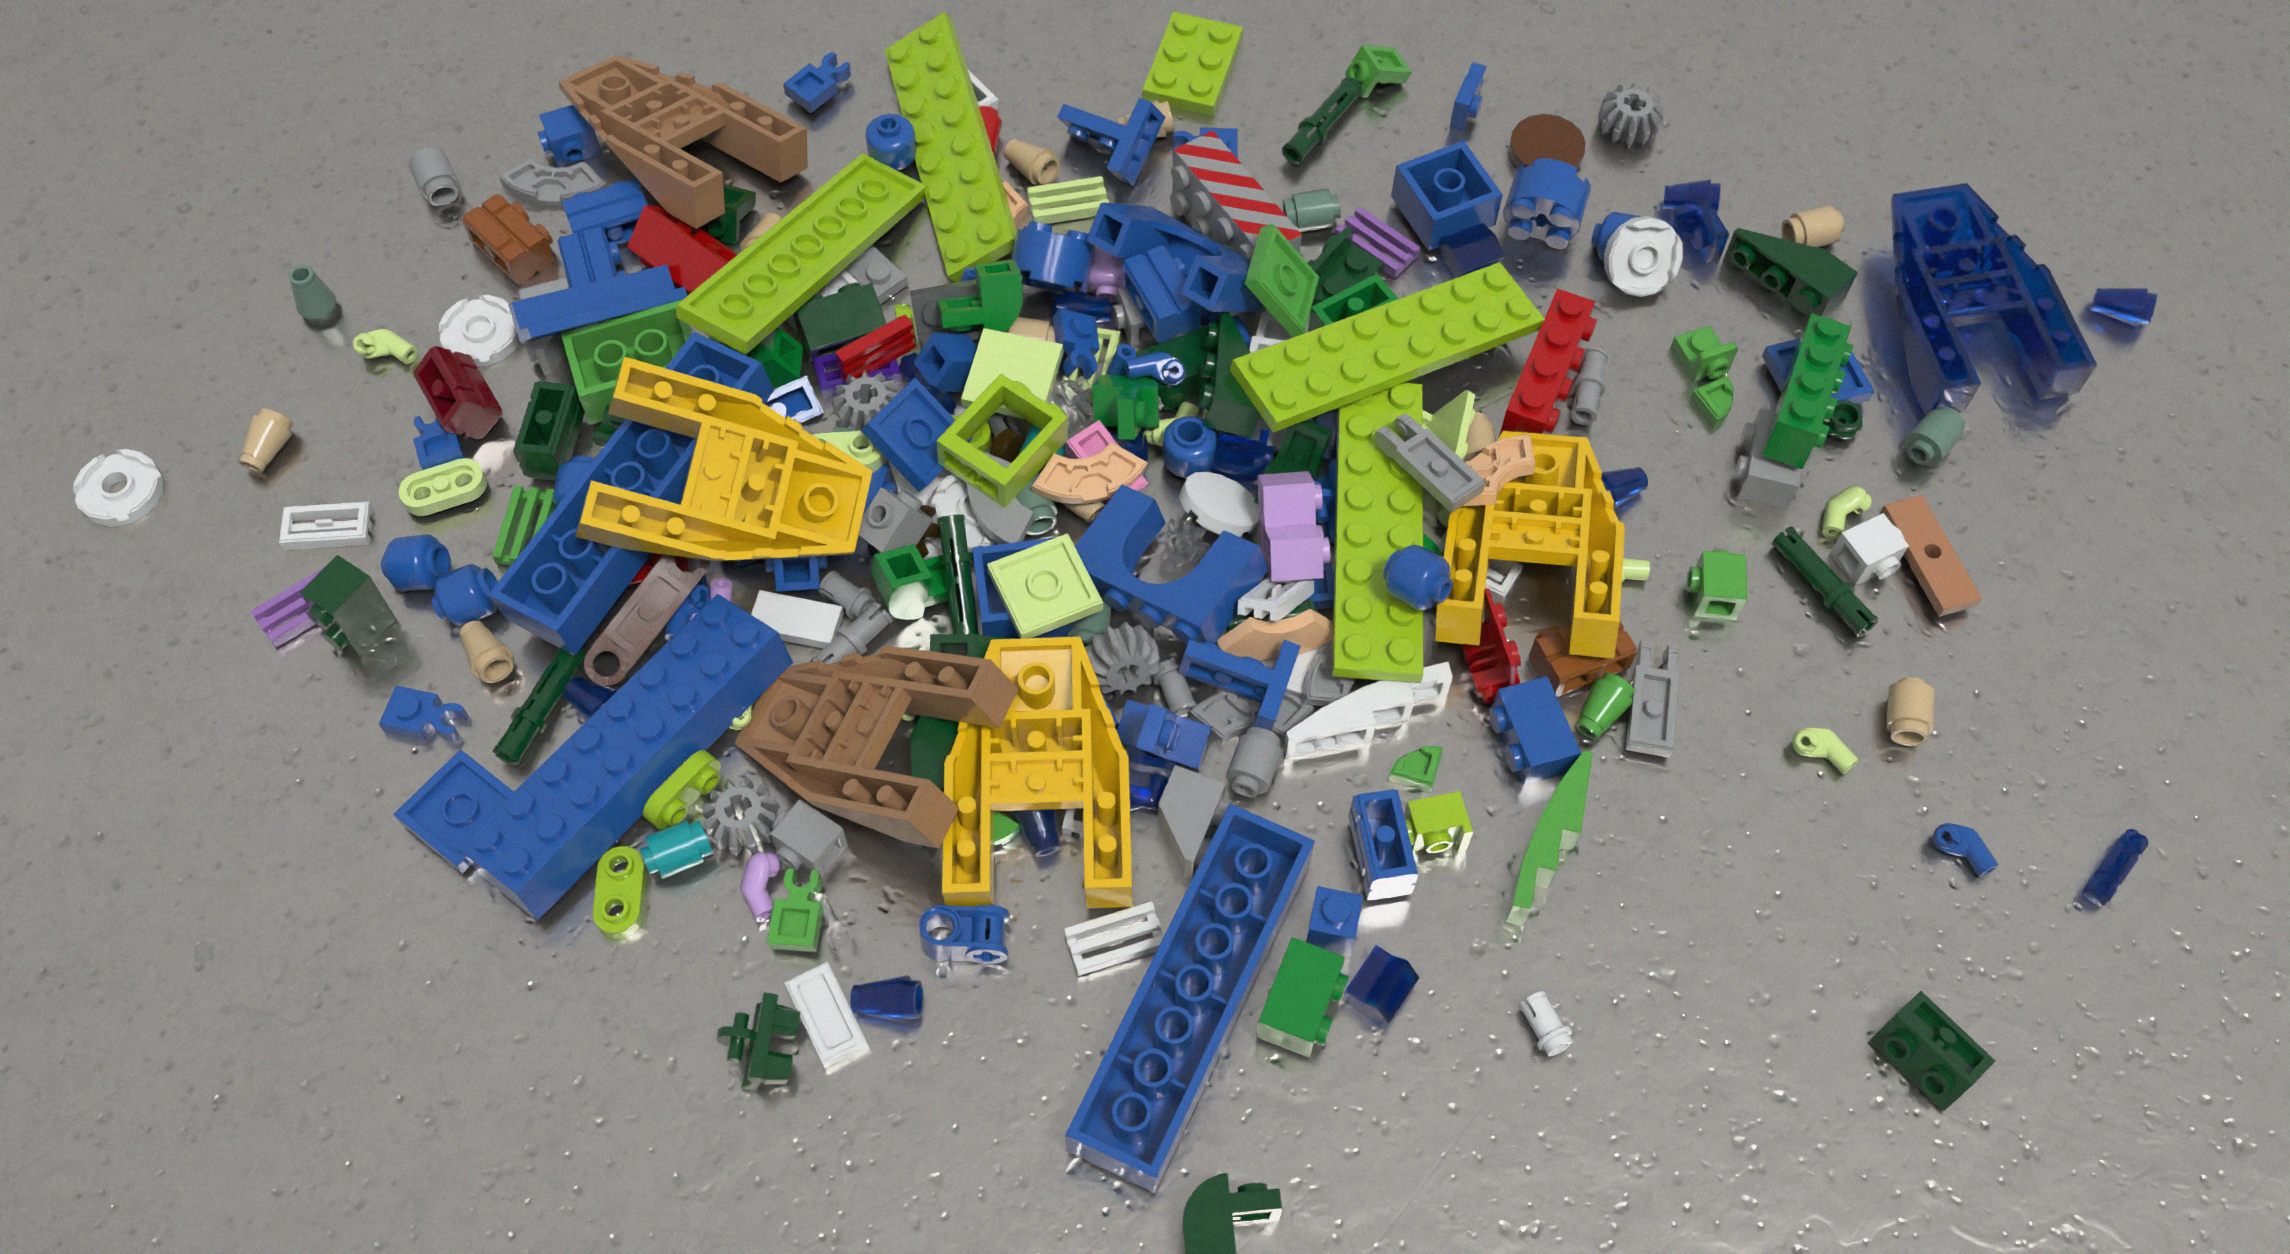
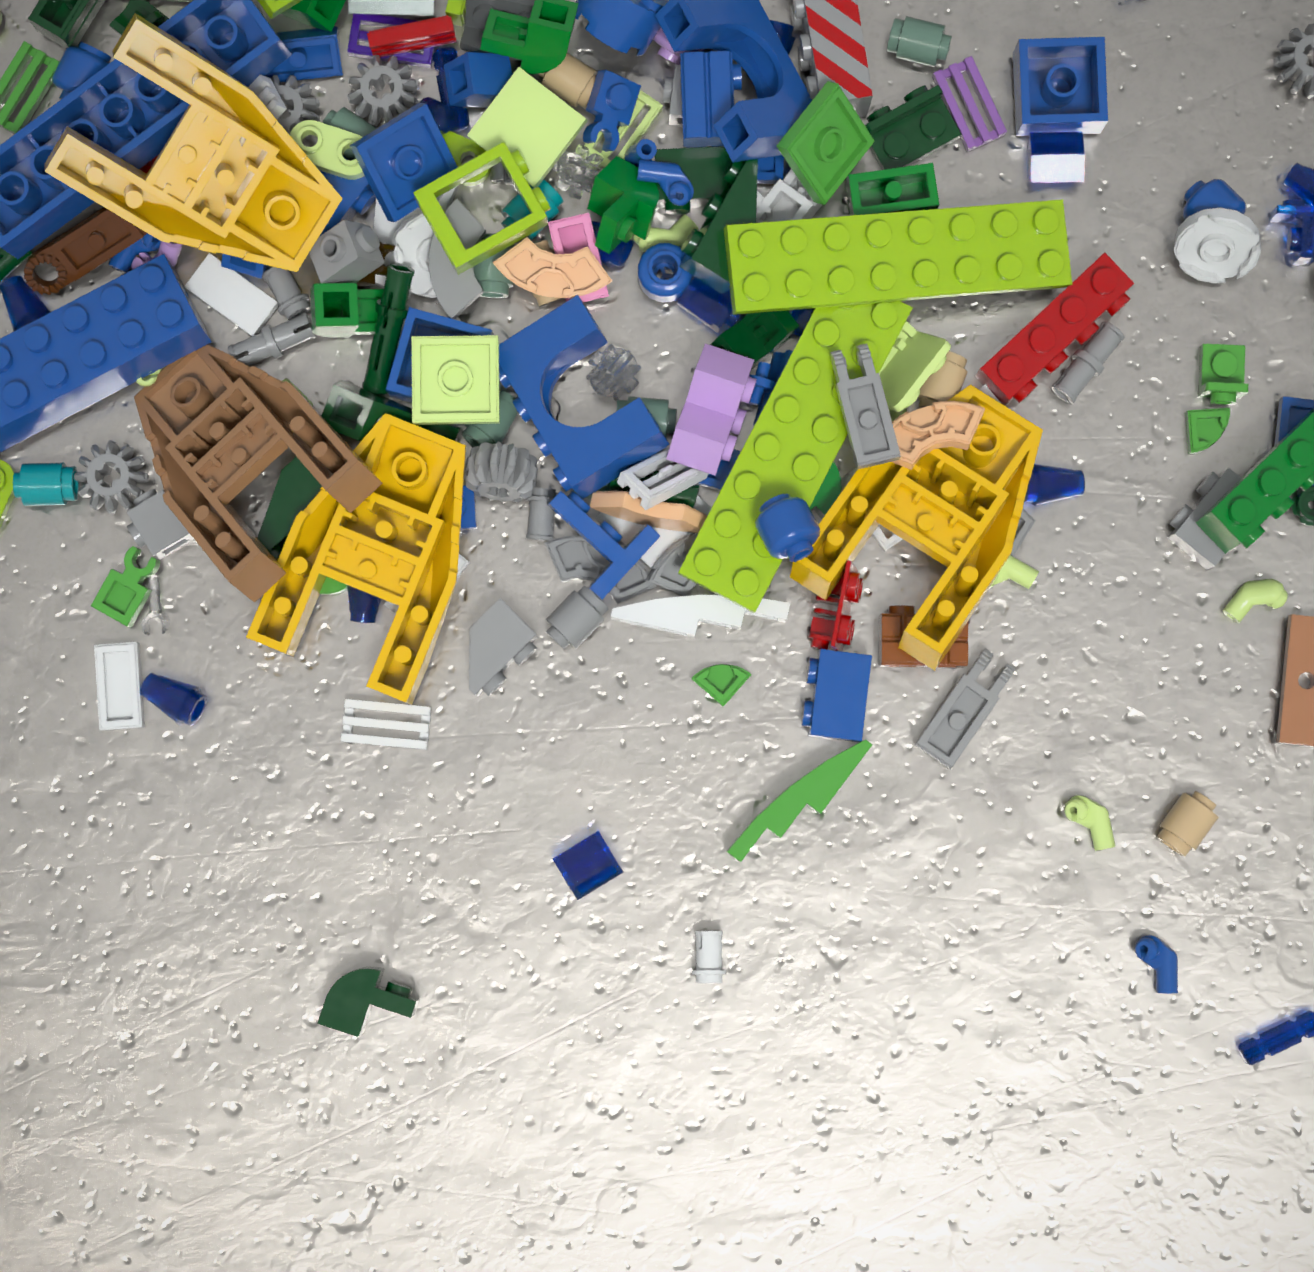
camera: 25 degrees right, 25 degrees up
(675, 796) = (55, 438): lime plate -> none
(754, 883) = (102, 542): lavender arm -> none
(768, 1021) = (48, 709): dark green hips -> none
(969, 933) = (262, 670): blue piece -> none
(1007, 445) = (494, 198): dark brown tile -> none
(1081, 303) = (636, 68): clear blue cone -> none
(1150, 796) = (476, 607): clear blue piece -> none
(1163, 733) = (505, 558): blue bracket -> none
(1189, 999) = (422, 808): blue brick -> none
(1219, 503) = (665, 345): white tile -> none
(1301, 996) = (512, 850): green brick -> none
(1334, 920) = (572, 795): blue brick -> none
(1382, 844) = (646, 746): blue brick -> none
(1438, 823) = (704, 744): lime brick -> none
(1546, 202) = (1155, 140): blue brick -> none
(1547, 138) = (1205, 58): reddish brown tile -> none
(1604, 705) = (916, 697): bright green cone -> none
(1718, 585) = (1087, 625): bright green brick -> none
(1836, 593) = (1190, 664): dark green pin -> none
(1869, 550) = (1251, 653): white brick -> none
(1932, 1051) = (1019, 1120): dark green bracket -> none

